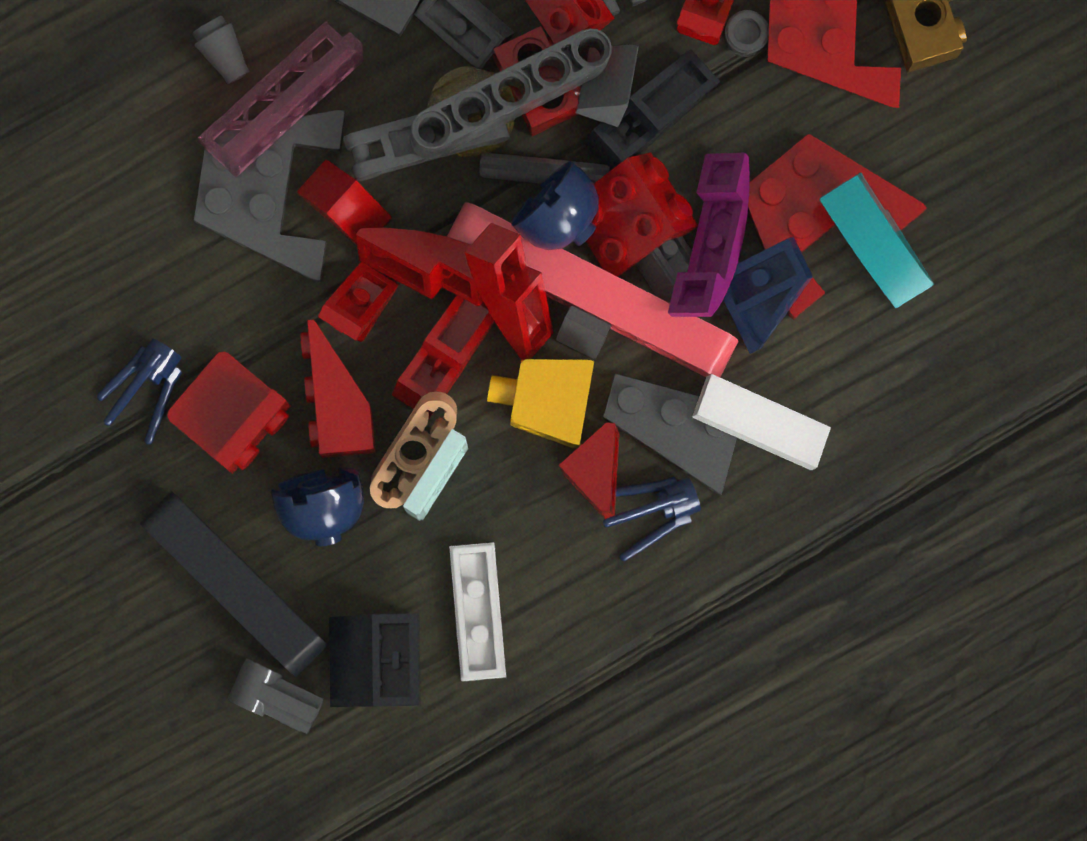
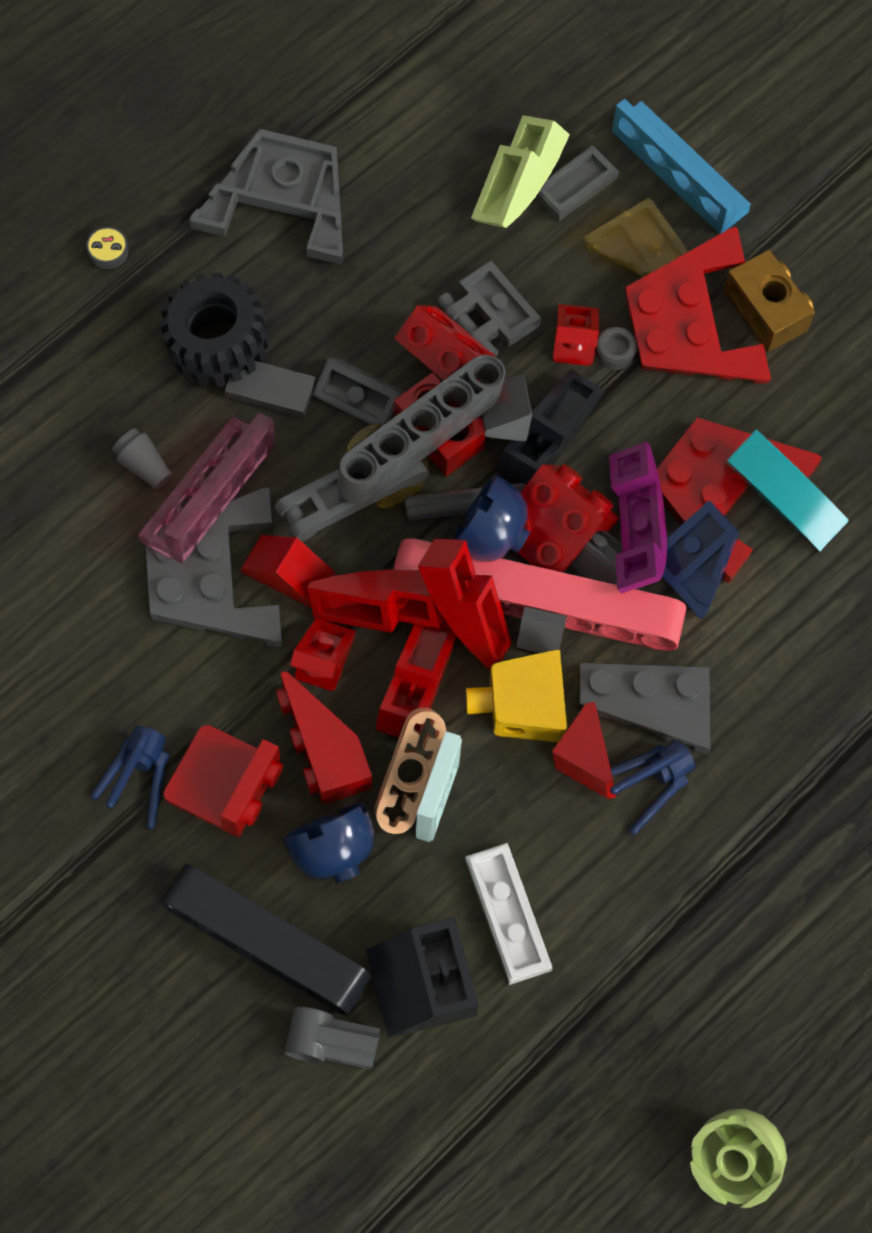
camera: 15 degrees left, 15 degrees down
(761, 422) = (729, 673): white tile -> none

